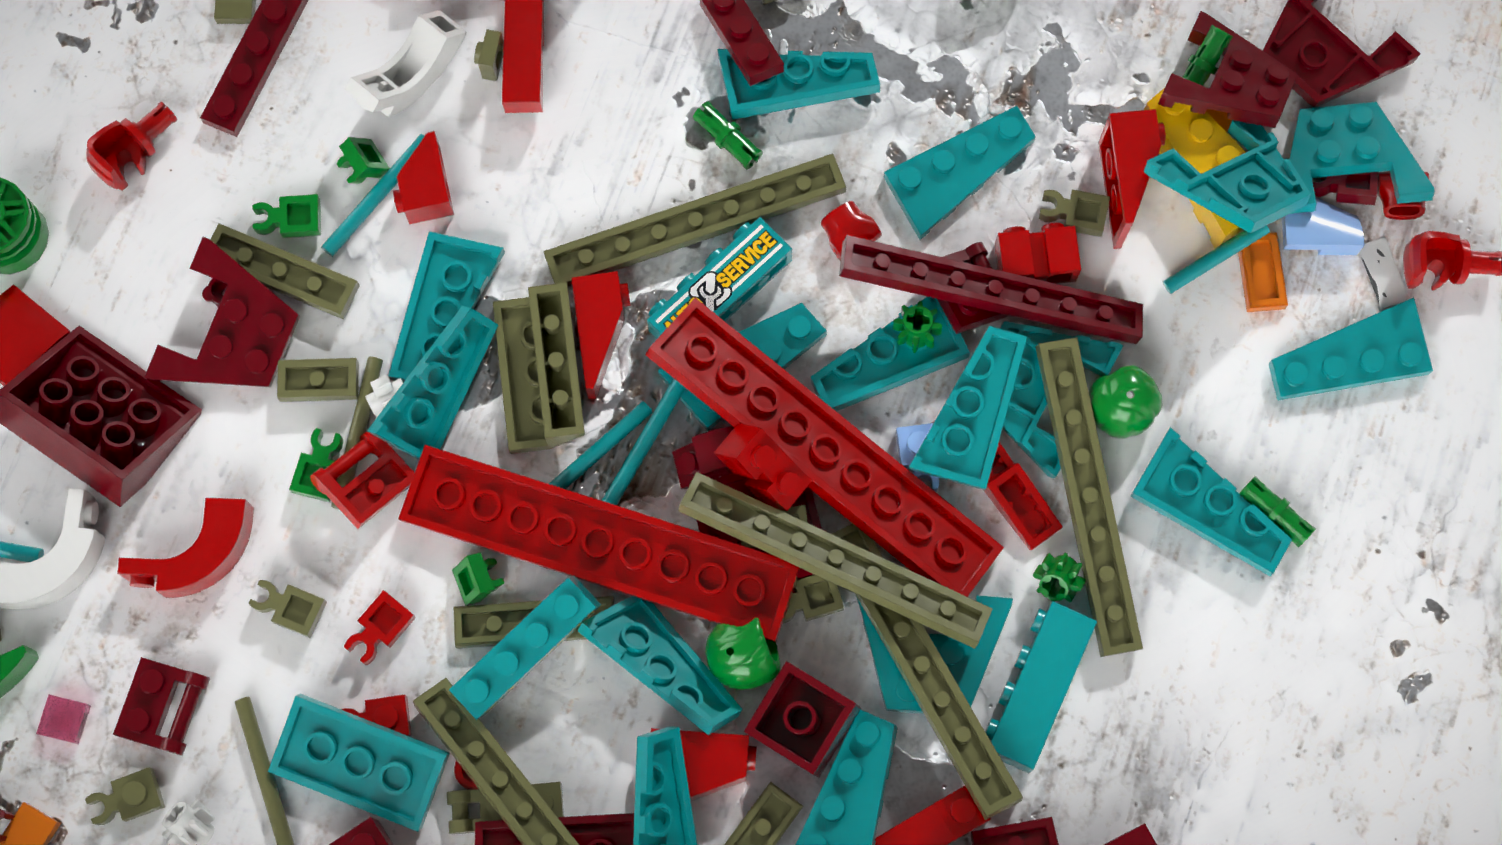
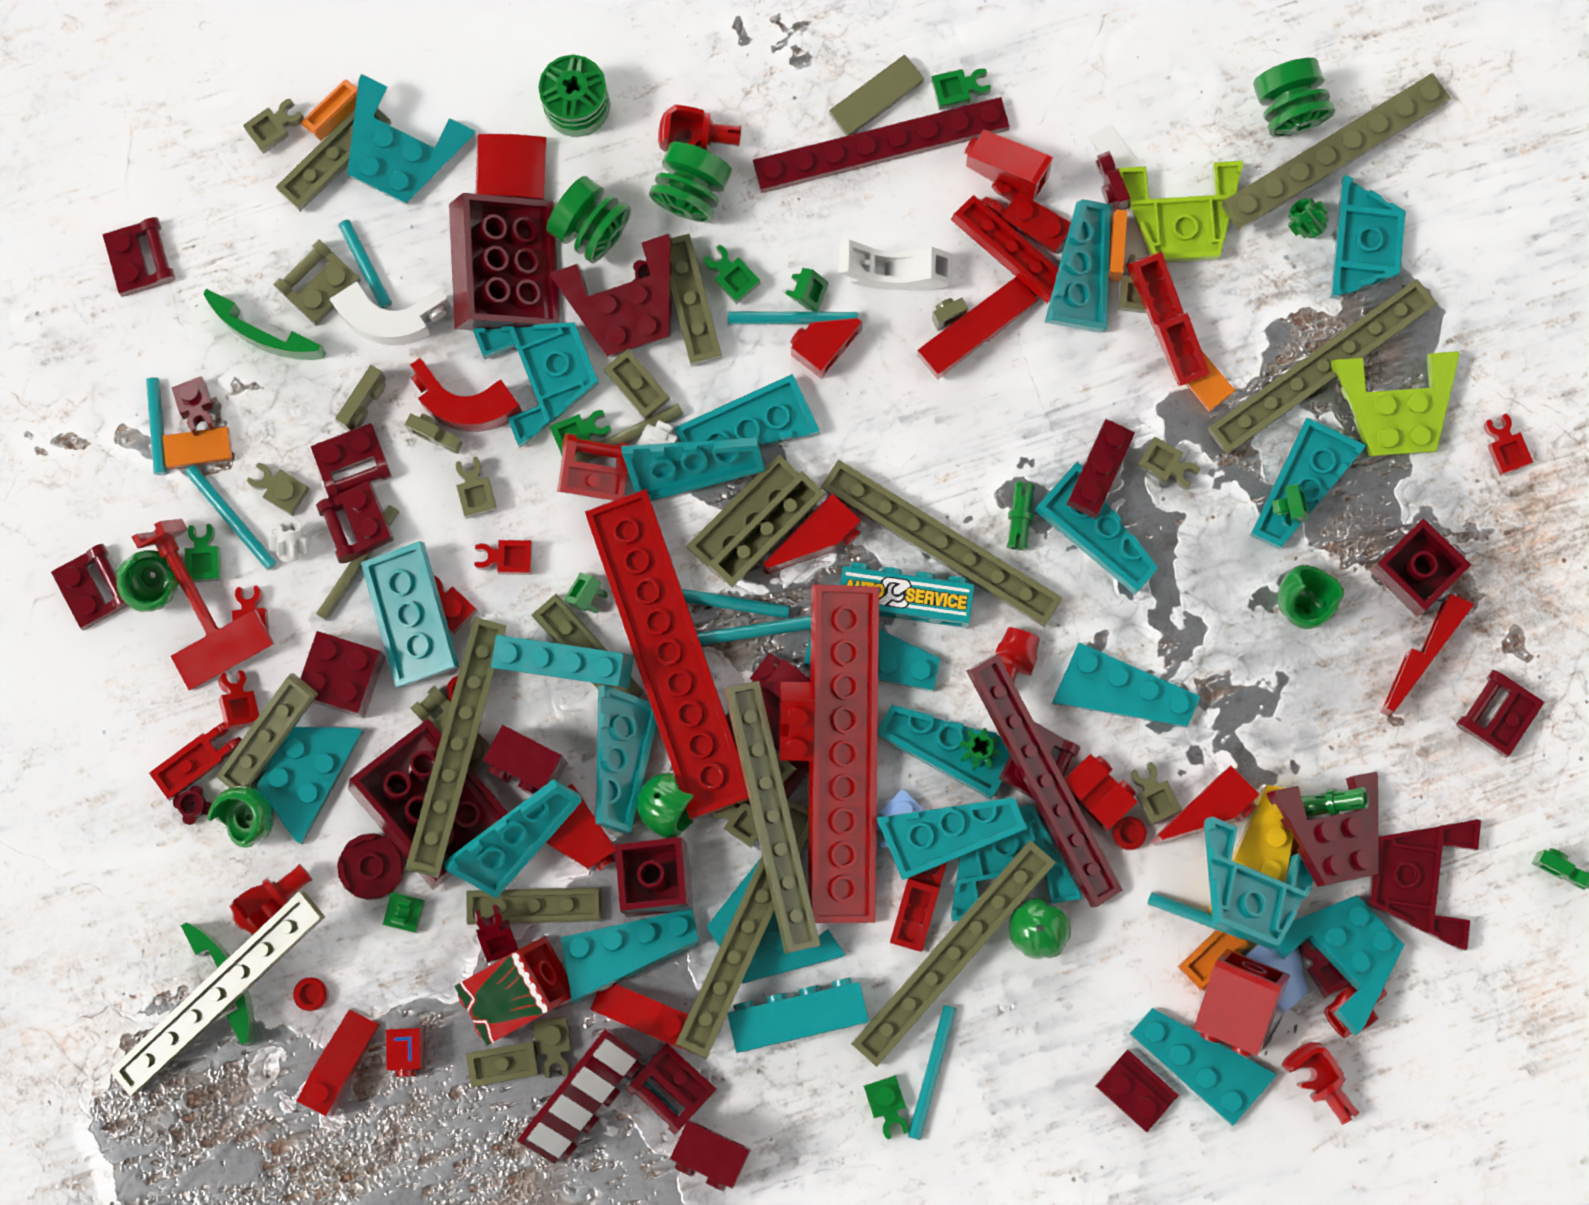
camera: 55 degrees right, 5 degrees up
(63, 719) = (296, 407): clear pink tile -> none
(115, 662) = (355, 409): none -> olive plate
(118, 302) = (588, 220): none -> green wheel
(172, 182) = (690, 182): none -> green wheel
(197, 606) = (428, 429): none -> olive plate
(226, 733) = (365, 519): none -> dark red plate
(236, 442) = (555, 367): none -> teal wing
(593, 758) = (523, 760): none -> dark red brick
(1059, 577) = (881, 975): green gear -> none
(1095, 260) = (1129, 833): none -> red tile
(1179, 666) = (885, 1100): none -> green plate
(1184, 604) = (932, 1072): none -> teal bar
(1196, 497) = (1012, 1033): teal wing -> none
(1277, 511) = (1045, 1089): green pin -> none
(1331, 273) = (1240, 1002): none -> slope
(1337, 432) = (1136, 1090): none -> dark red plate

